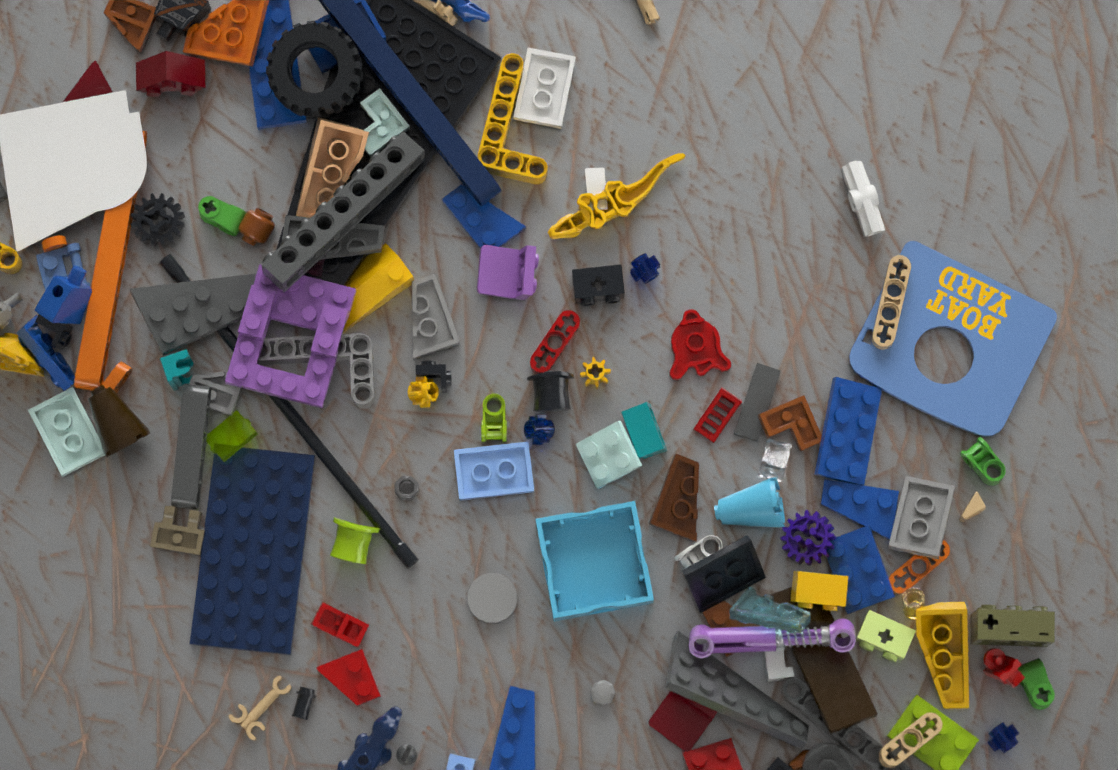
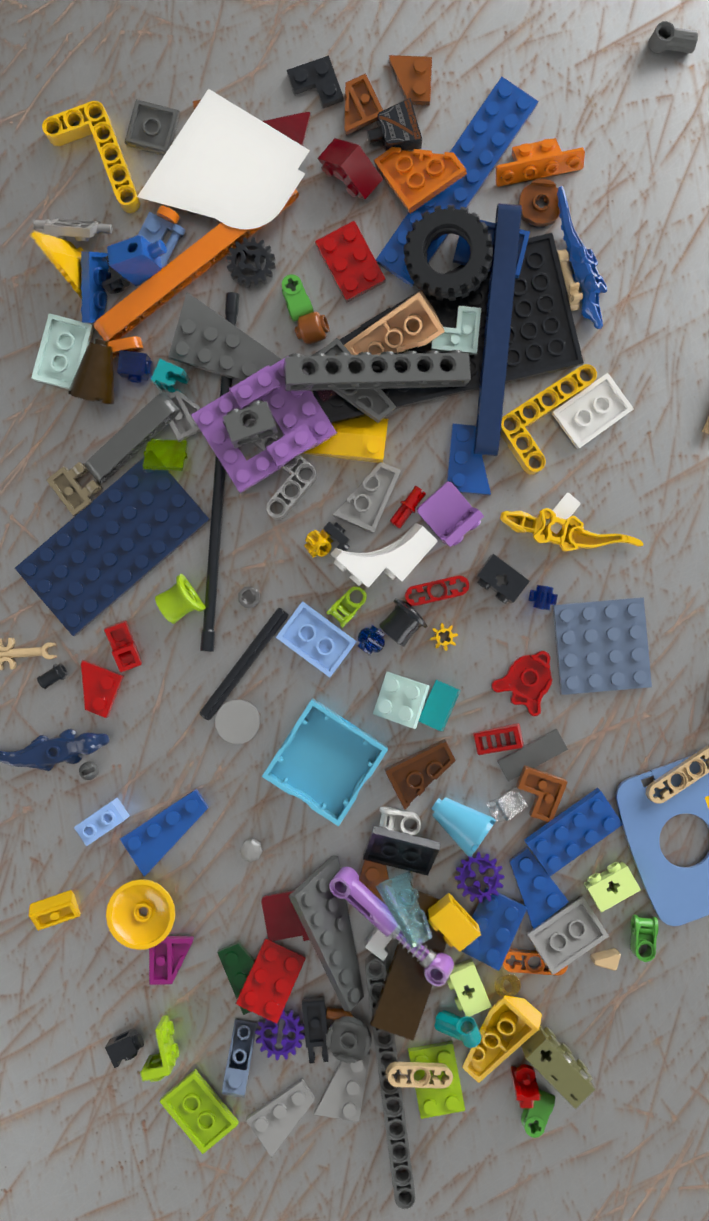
camera: 45 degrees right, 10 degrees up
(76, 25) = (317, 75): none -> black plate
(139, 388) = (134, 366): none -> clear blue brick
(237, 147) = (350, 261): none -> red plate
(281, 357) = (243, 435): none -> dark grey brick
(453, 546) = (244, 664): none -> black axle
(468, 297) = (407, 507): none -> red axle
(497, 349) = (394, 560): none -> white arch
(729, 264) = (602, 646): none -> sand blue plate
(910, 668) = (458, 1027): none -> teal piece
(929, 435) = (623, 886): none -> yellowish green brick
(1003, 737) = (482, 1126): clear blue gear -> none

